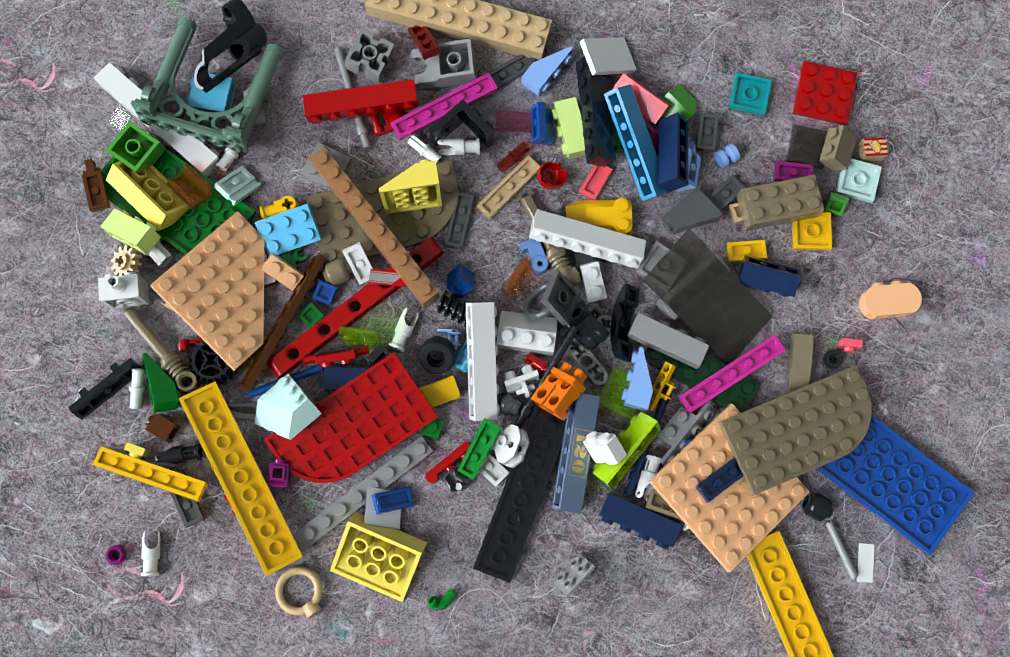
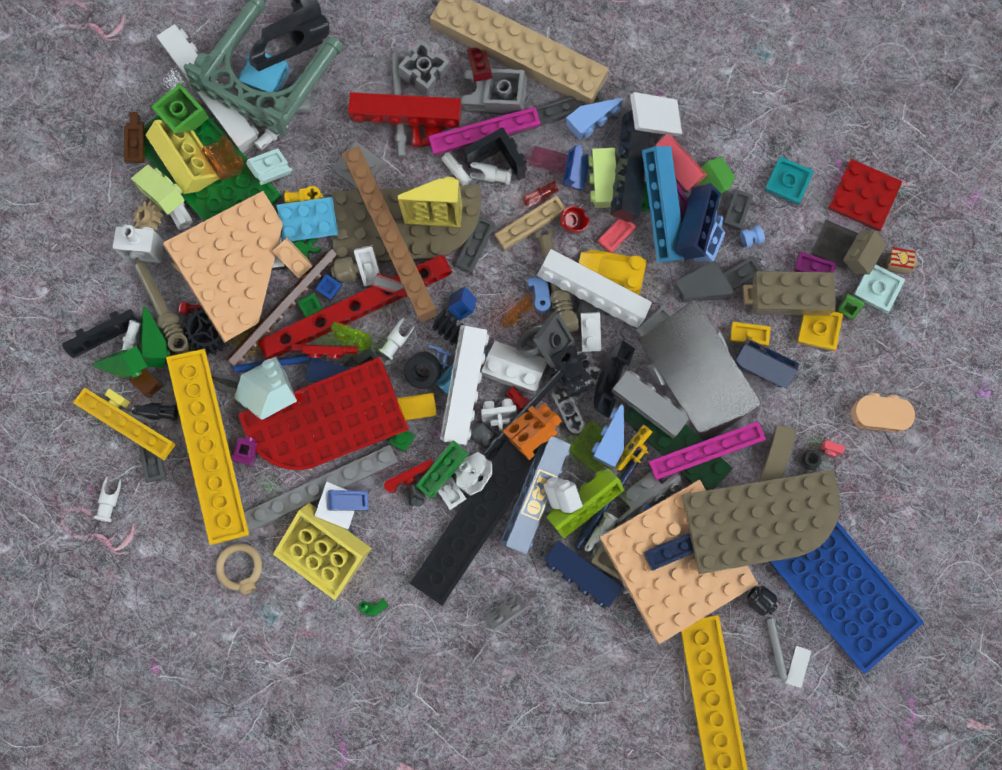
camera: 20 degrees right, 0 degrees up
(110, 555) = (70, 493): magenta plate -> none
(135, 414) = (122, 363): none -> green slope

